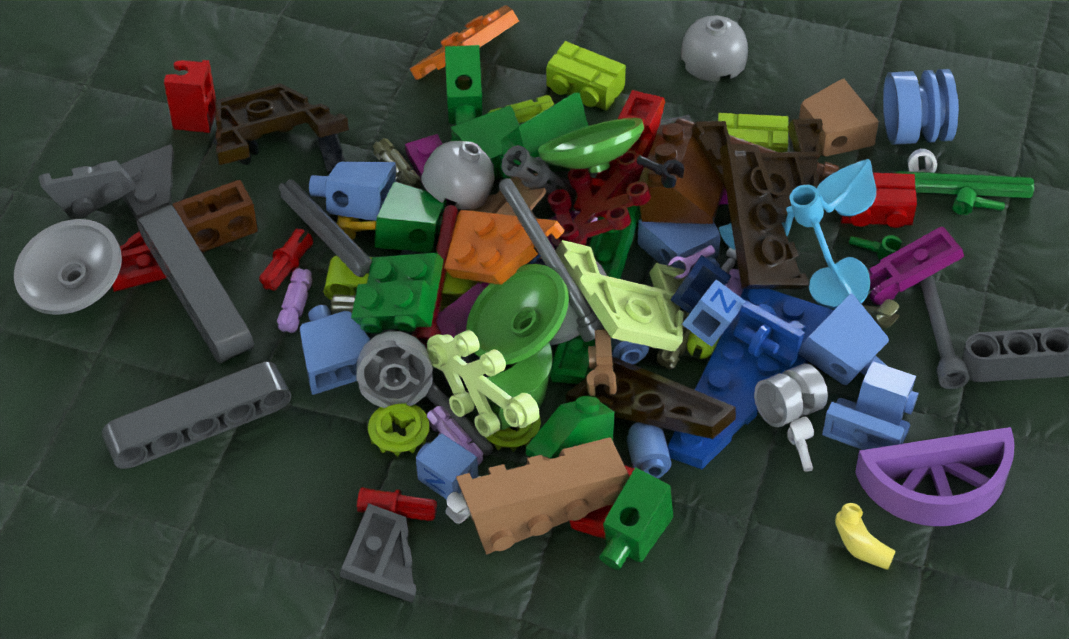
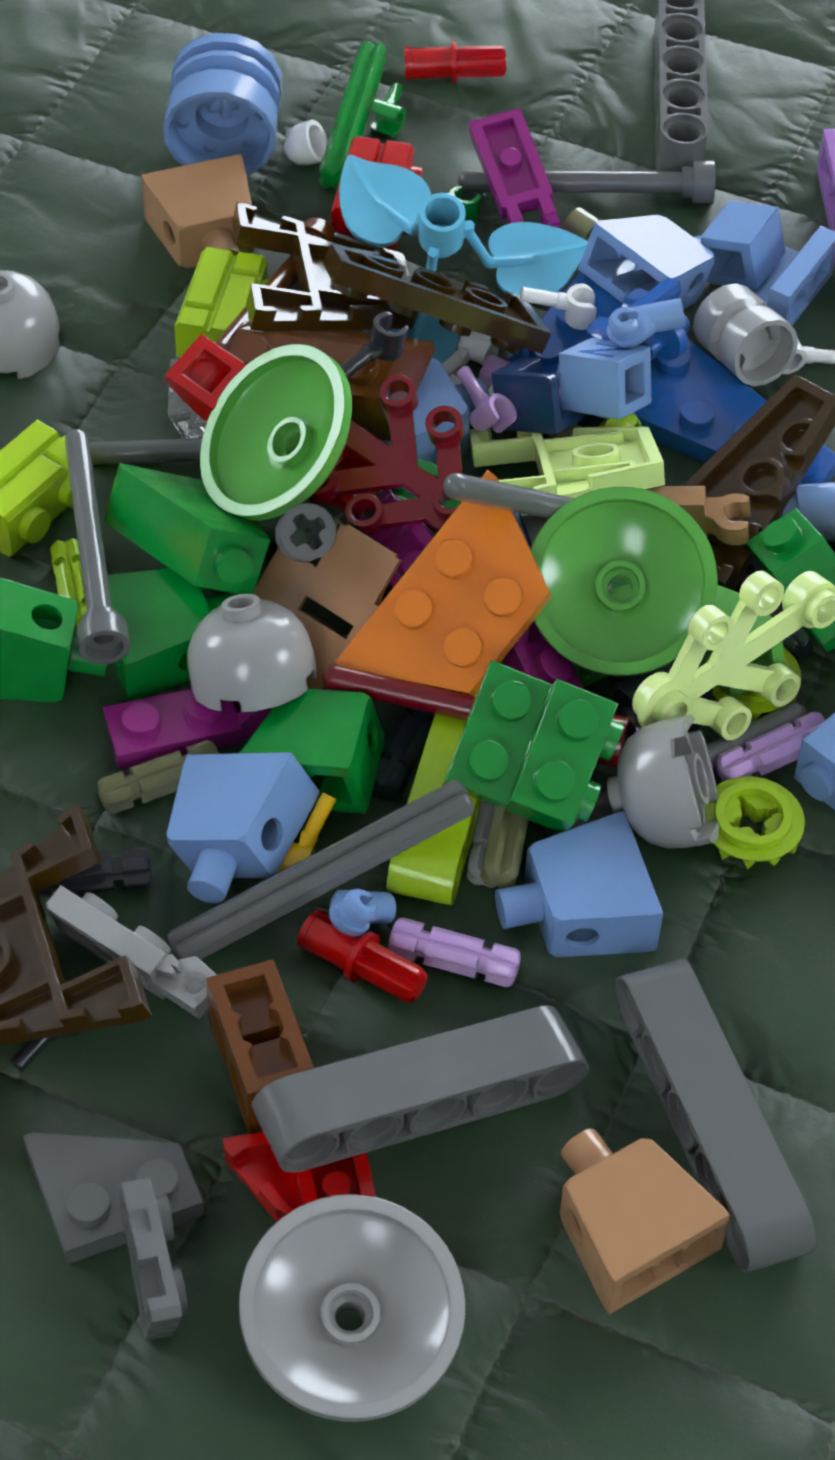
camera: 85 degrees left, 0 degrees up
(129, 379) = (635, 1217): none -> medium nougat torso
(277, 162) = (94, 927): none -> light grey hinge
(307, 246) = (358, 909): none -> medium blue arm
(464, 109) = (102, 631): none -> dark grey piece
(745, 312) = (634, 325): none -> medium blue arm
(788, 296) = (577, 303): none -> white hand
(1032, 227) = (454, 62): none -> red axle

